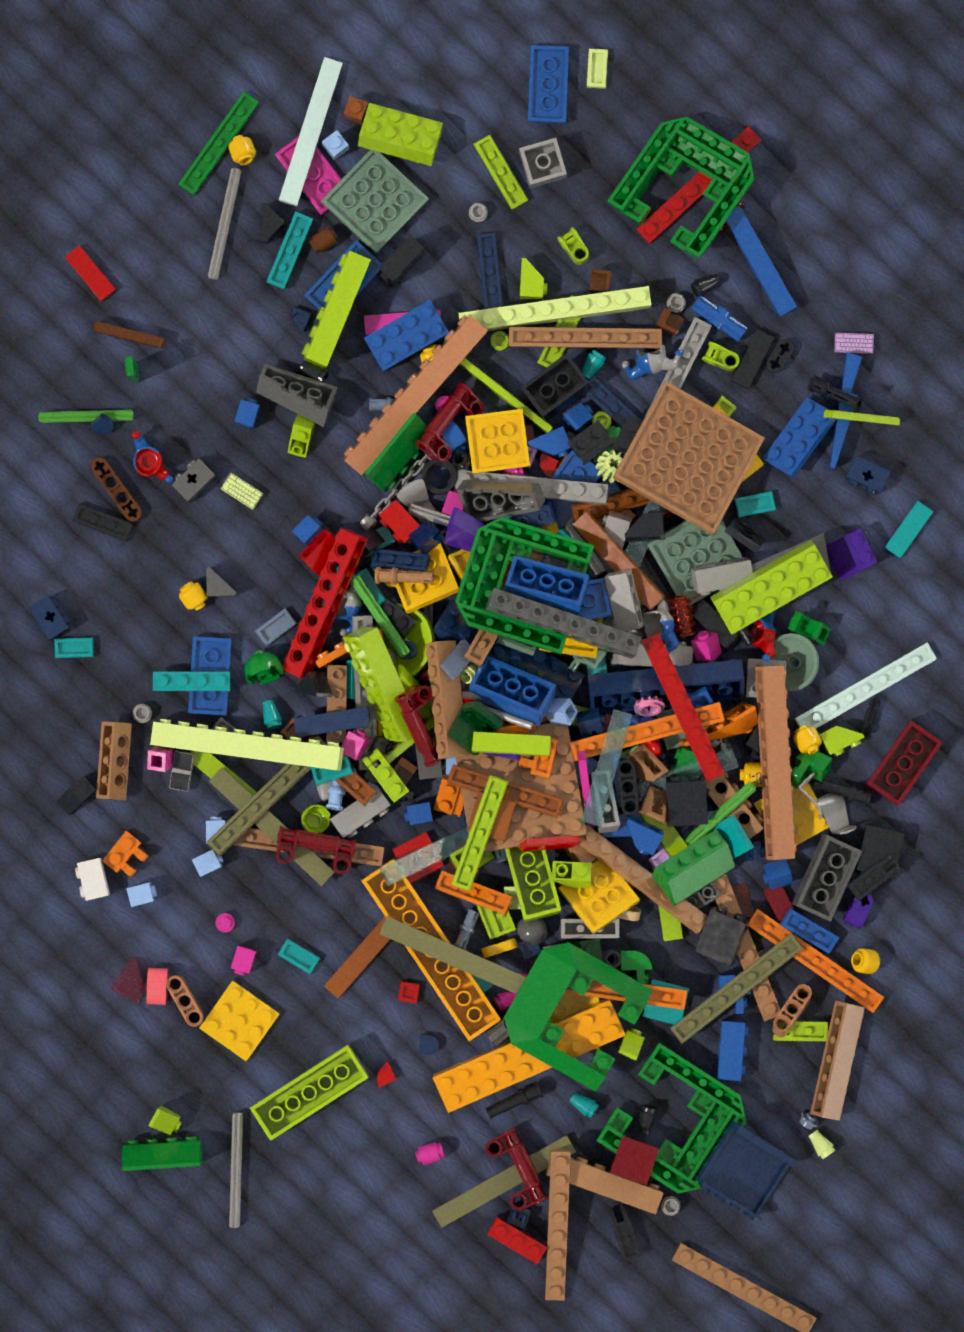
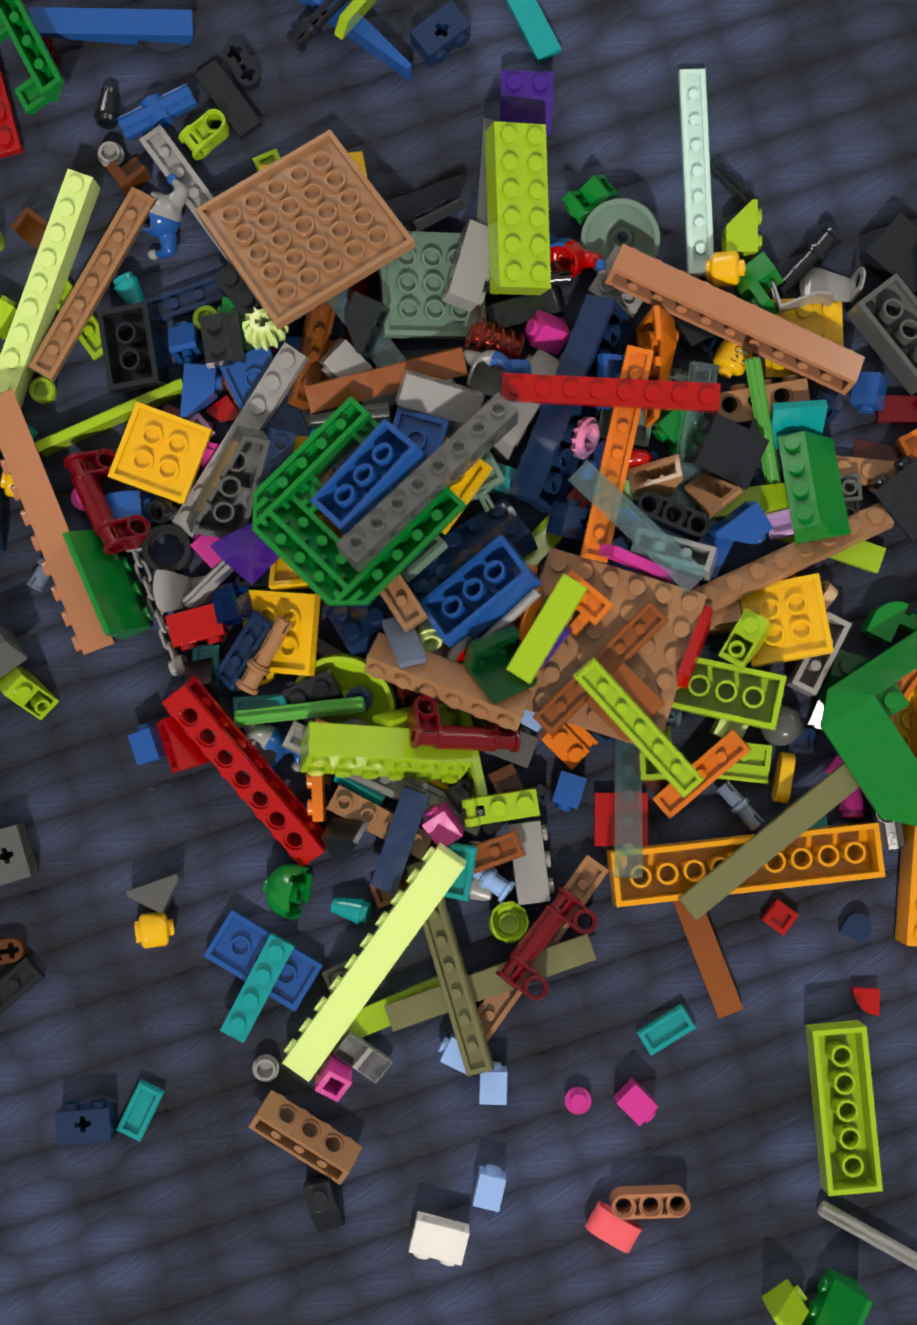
camera: 65 degrees left, 0 degrees up
(121, 853) = (424, 1182): orange plate -> none
(130, 982) = (592, 1260): clear pink slope -> none
(239, 1020) = (708, 1145): yellow plate -> none
(242, 491) = (58, 801): yellowish green tile -> none
(275, 627) = (247, 846): sand blue tile -> none
(561, 712) = (537, 547): light blue brick -> none
(616, 958) = (870, 646): black cone -> none
(755, 504) = (405, 187): teal tile -> none
(799, 438) = (352, 90): blue plate -> none
(903, 763) = (812, 169): dark red brick -> none

